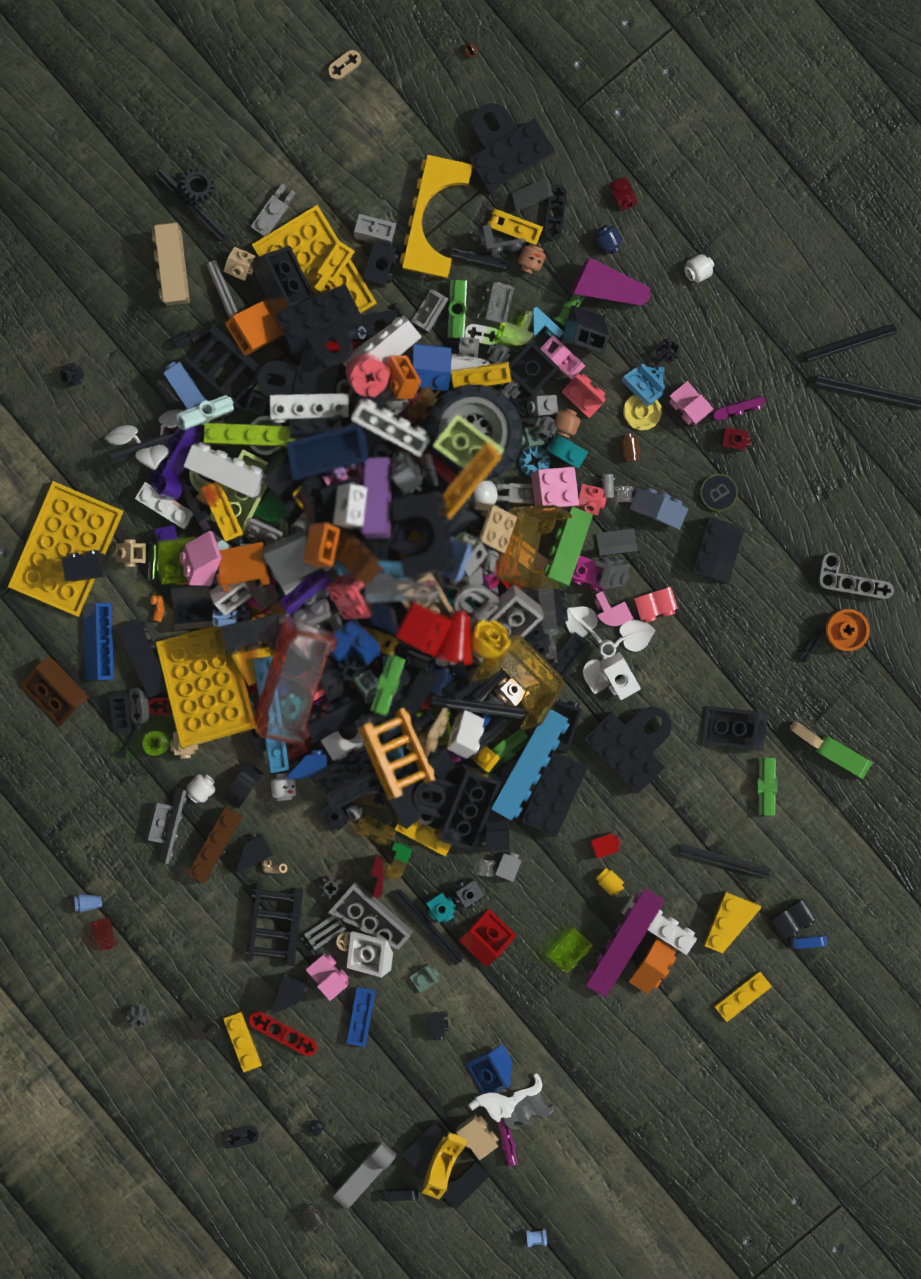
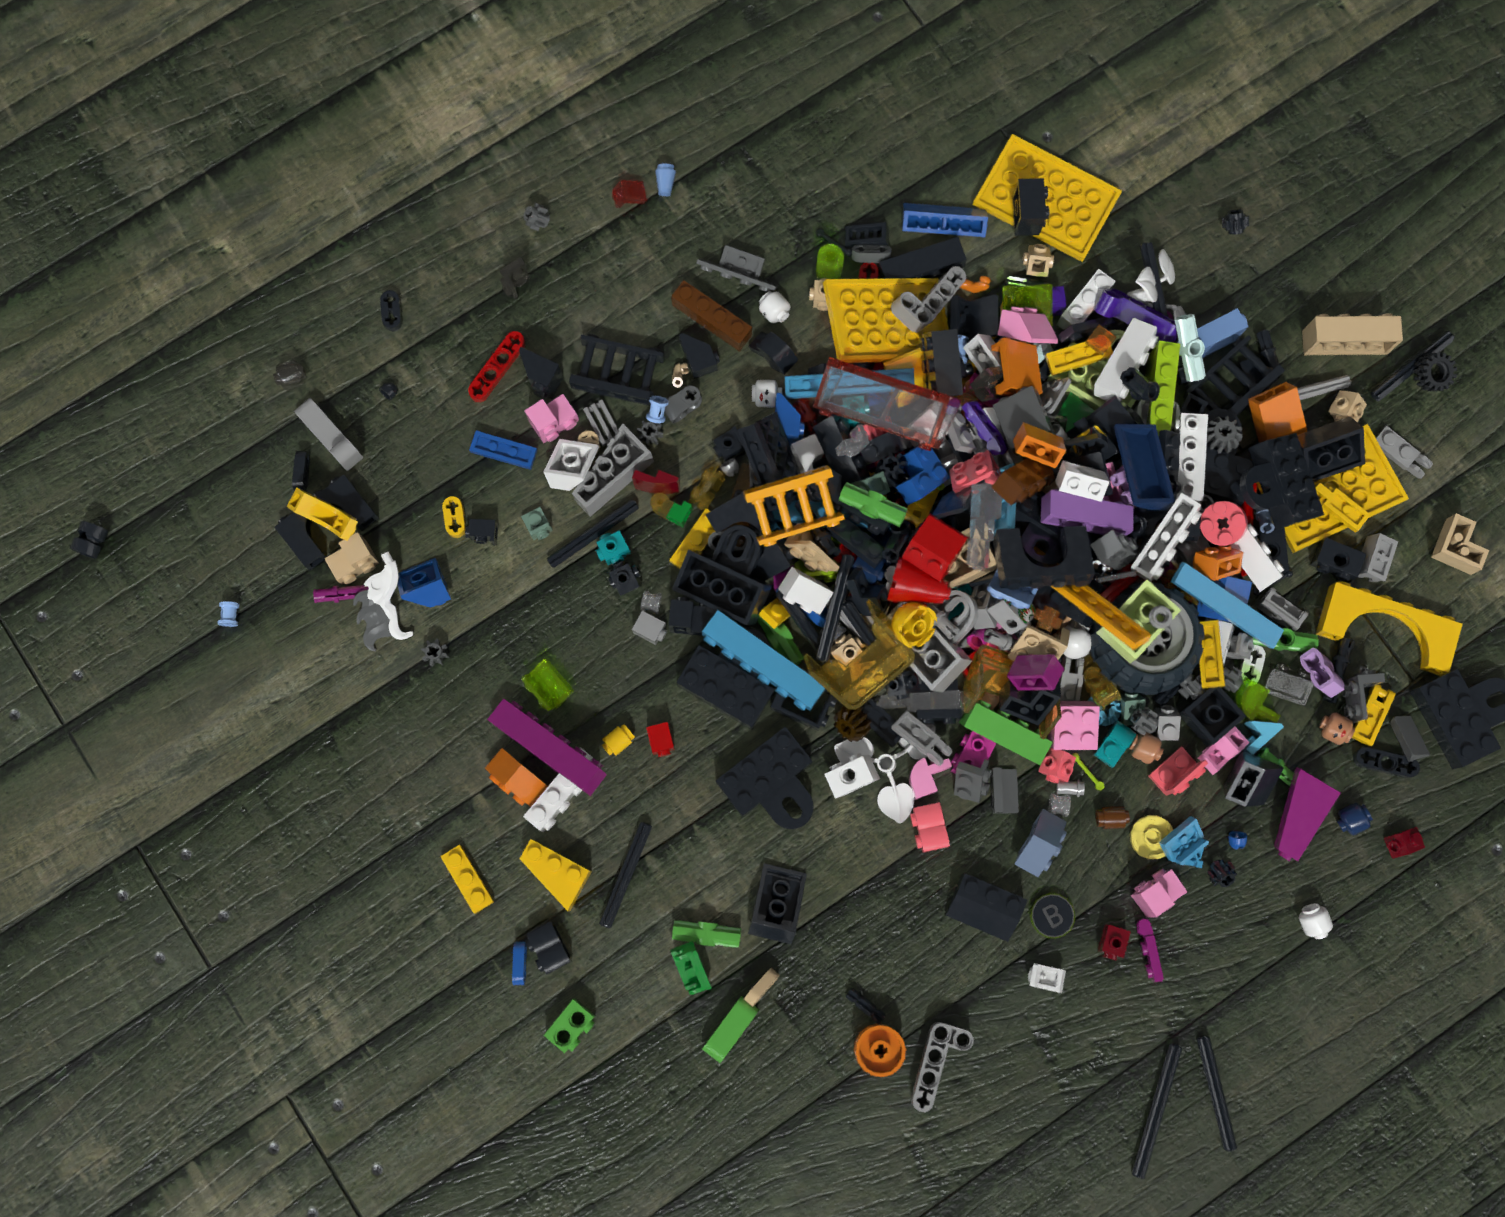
camera: 90 degrees right, 10 degrees down
(54, 691) = (896, 169): reddish brown slope -> none
(178, 646) = (931, 304): none -> light grey beam
(242, 1041) = (493, 323): yellow plate -> none
(251, 458) = (1139, 386): none -> black piece
(279, 383) = (1231, 432): none -> dark grey gear
(303, 864) = (681, 405): none -> dark grey piece
(311, 883) = (657, 409): none -> light blue bush
(335, 707) = (855, 444): none -> clear bracket
(358, 163) = (1454, 546): none -> tan brick
(428, 1056) = (459, 516): none -> yellow beam
(439, 366) = (1227, 605): none -> dark azure tile
(466, 425) = (1165, 612): none -> light grey plate
(470, 522) = (1048, 618): none -> clear orange gear
(485, 275) = (1322, 672): none -> lavender brick
(487, 938) = (572, 596): red slope -> none
(519, 530) = (1035, 672): none -> magenta brick
(522, 466) = (1103, 691): none -> clear yellow piece
(540, 530) = (1028, 704): none -> black brick
(550, 1057) = (429, 654): none -> dark grey gear
(575, 680) = (852, 723): none -> dark brown gear
(580, 620) = (921, 737): none -> light grey hinge
(602, 460) = (1098, 785): none -> lime hinge
(636, 338) = (1237, 839): none -> blue hinge
(772, 494) = (1046, 977): none -> white bracket
(797, 796) = (690, 968): none -> green hinge
(854, 895) = (566, 1022): none -> bright green brick

